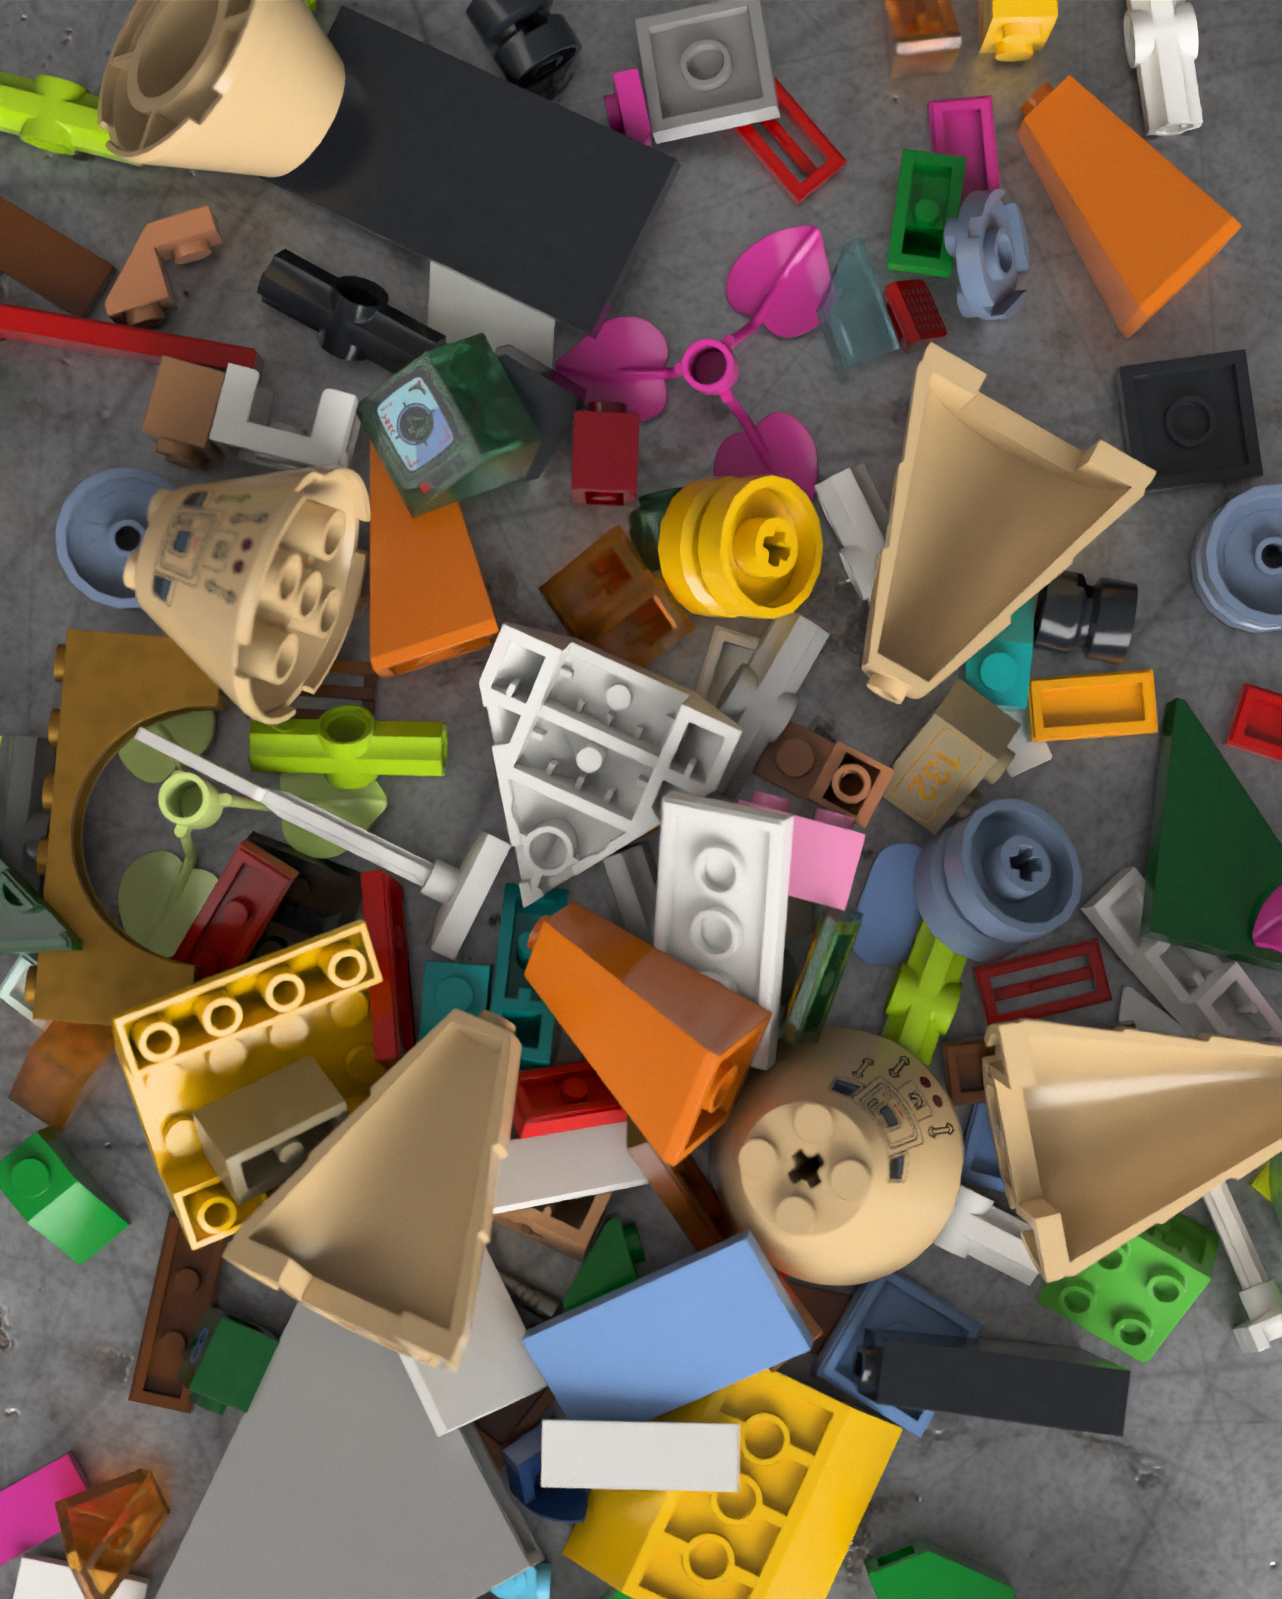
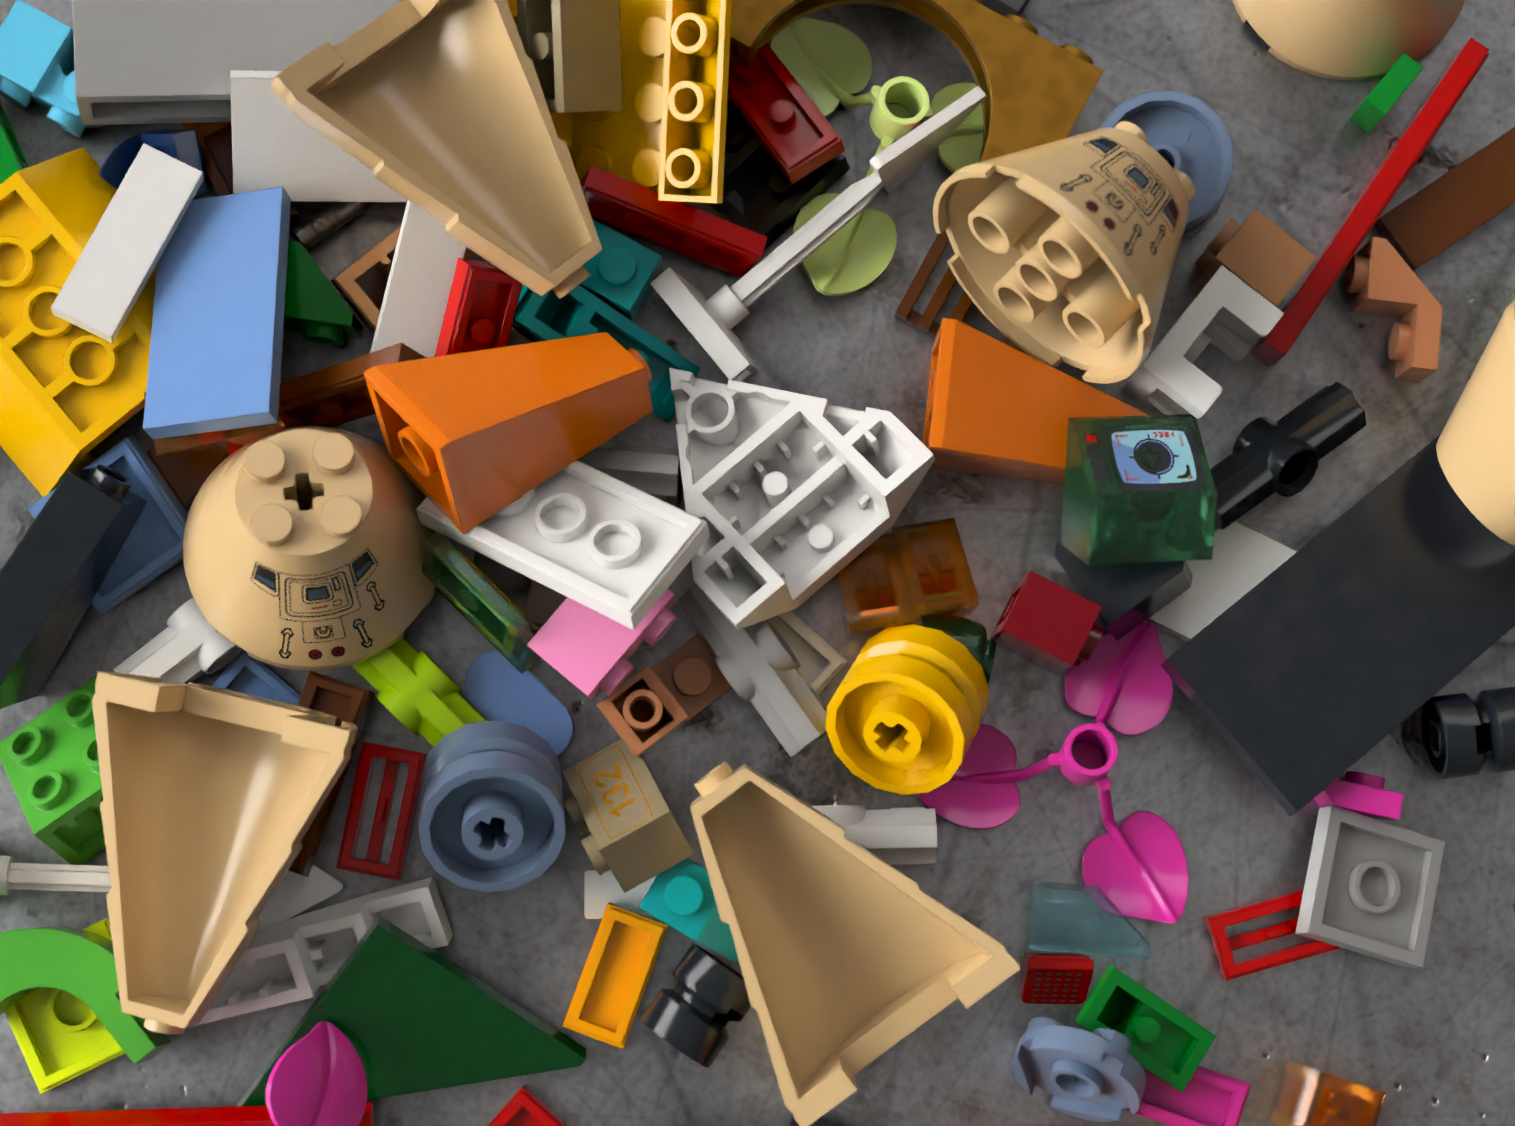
camera: 110 degrees right, 5 degrees down
(349, 747) = (883, 282): lime piece -> none

